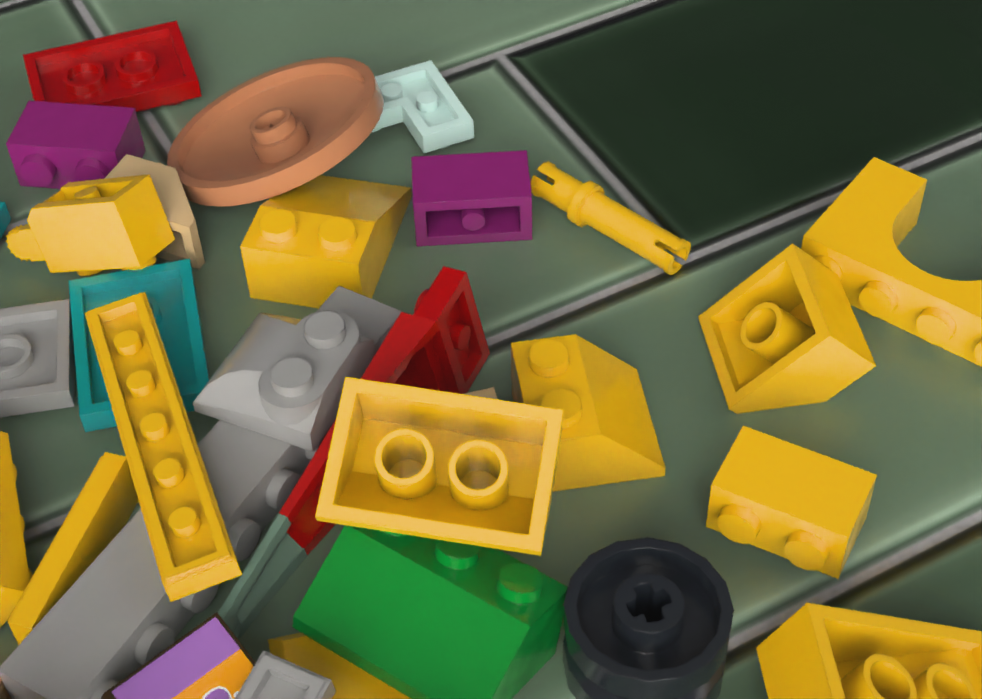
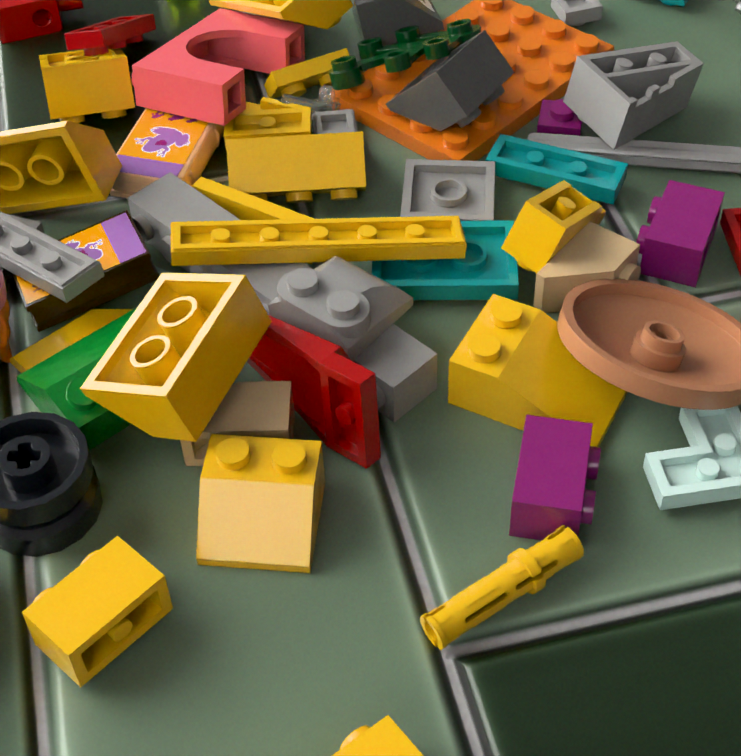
camera: 105 degrees right, 0 degrees up
(785, 336) = (284, 686): yellow slope -> none

